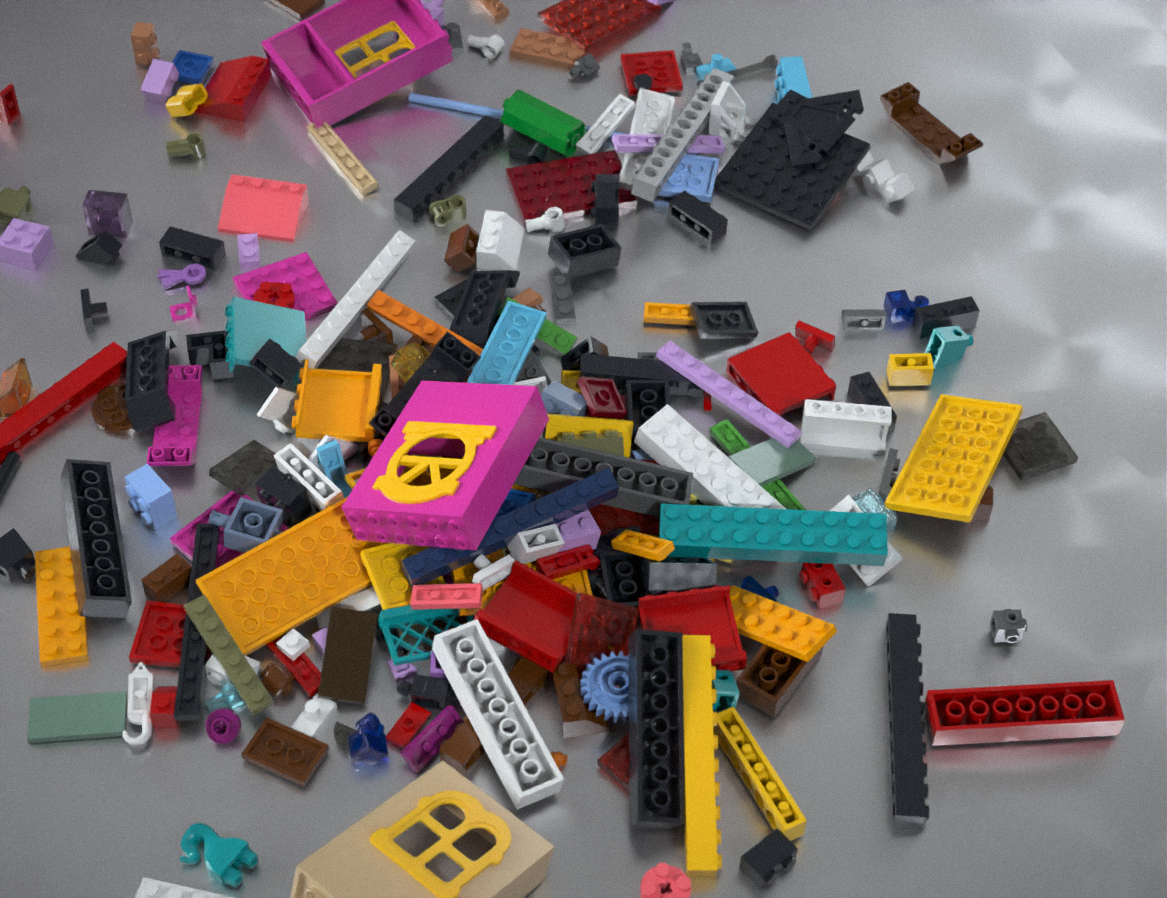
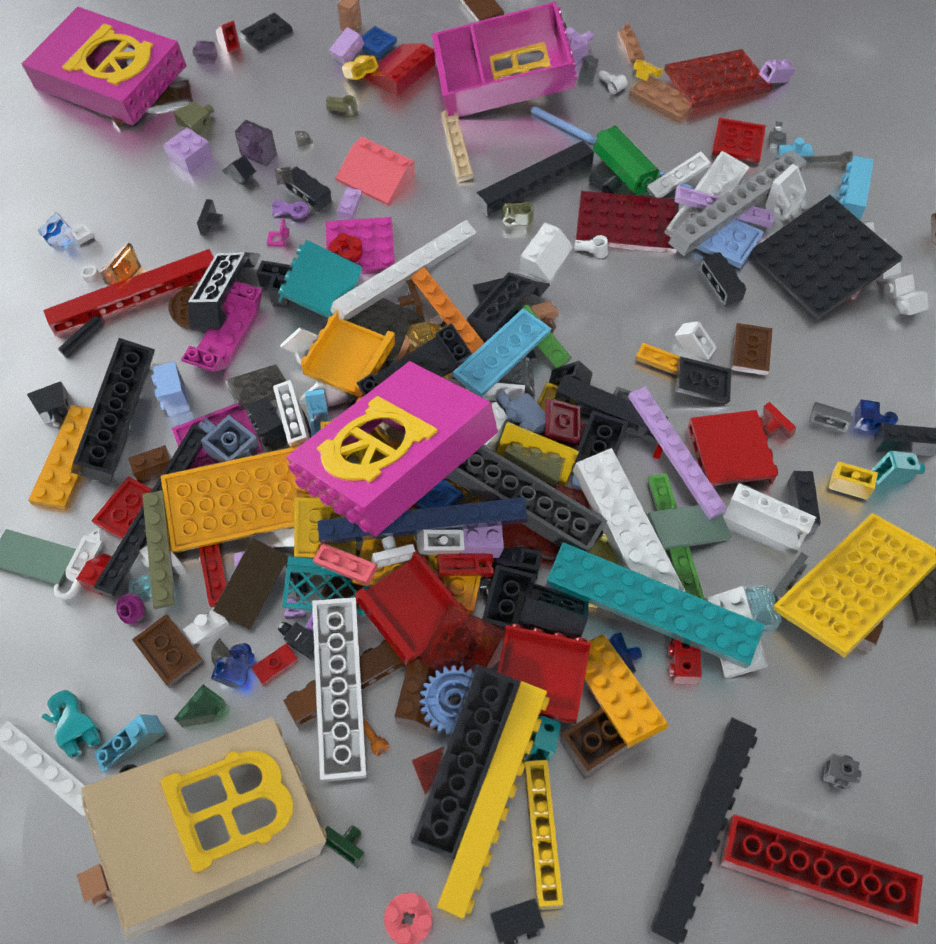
camera: 25 degrees right, 10 degrees up
(45, 88) = (266, 31): none -> black plate
(157, 196) = (302, 138): none -> clear smoke tile
(162, 239) = (284, 175): none -> clear smoke tile
(276, 364) = (312, 306): black brick -> none
(277, 680) = (191, 583): reddish brown head -> none
(291, 848) = (129, 741): none -> medium azure slope
(293, 644) = (216, 556): white plate -> none
(354, 790) = (201, 708): none -> clear green slope
(431, 738) = (284, 684): magenta plate -> none
(462, 248) = (511, 249): reddish brown brick -> none
(518, 24) = (645, 69): none -> yellow piece
(562, 300) = (576, 318): dark grey plate -> none
(571, 858) = (345, 845): none -> dark green tile
(584, 251) = (610, 281): black brick -> none
(586, 66) = (685, 120): dark grey plate -> none
(606, 199) = (649, 241): black brick -> none
(642, 81) = (726, 146): black tile -> none
(643, 545) = (532, 575): light orange plate -> none
(697, 284) = (695, 340): none -> white slope
(758, 277) = (752, 349): none -> reddish brown plate
(815, 122) = (860, 223): black plate -> none

